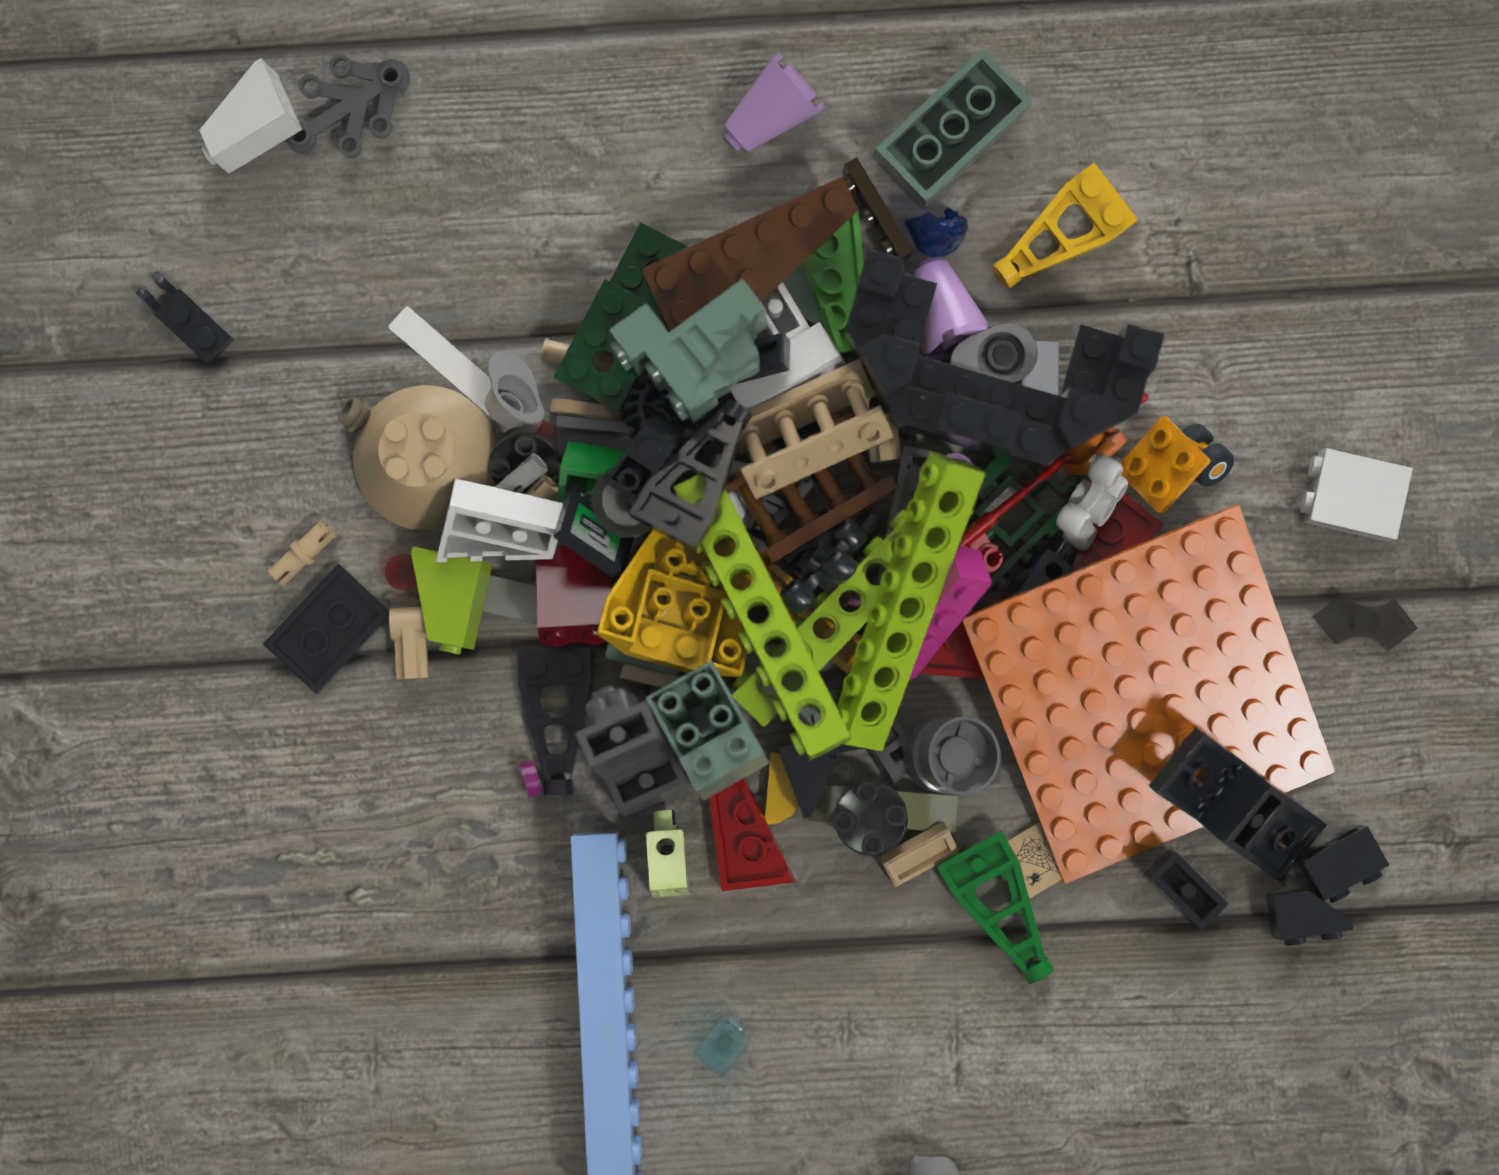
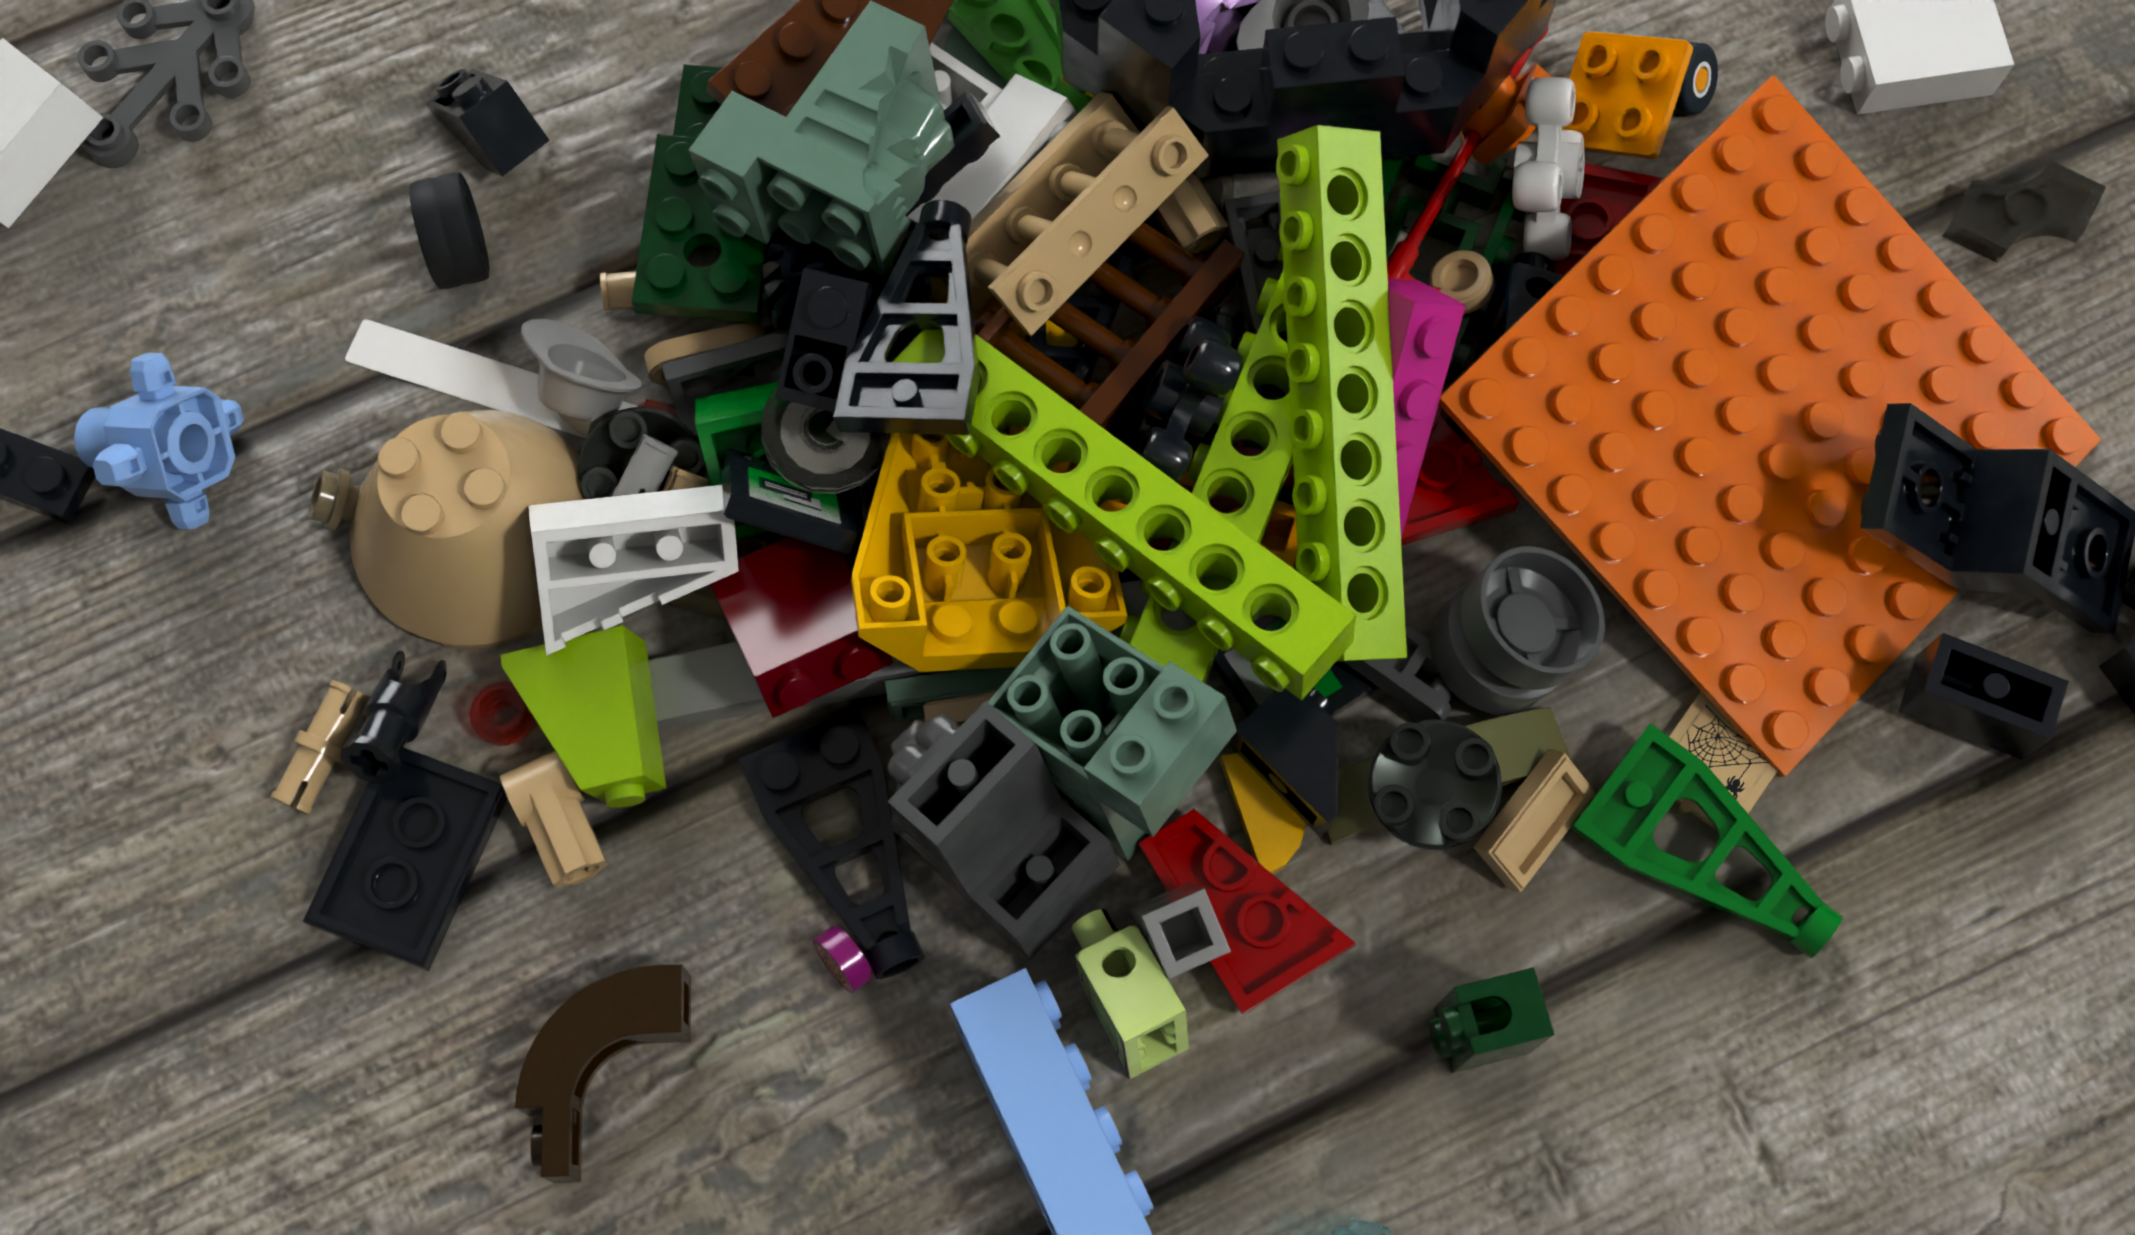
camera: 20 degrees left, 15 degrees down
(273, 349) = (162, 441): none -> light blue piece
(344, 557) = (390, 721): none -> black piece
(406, 759) = (579, 1038): none -> dark brown arch
(471, 281) = (449, 230): none -> black tyre
(515, 214) = (487, 119): none -> black slope
(704, 841) = (1181, 929): none -> light grey brick
(842, 951) = (1490, 1020): none -> dark green brick
(1016, 545) = (1465, 278): none -> tan tile

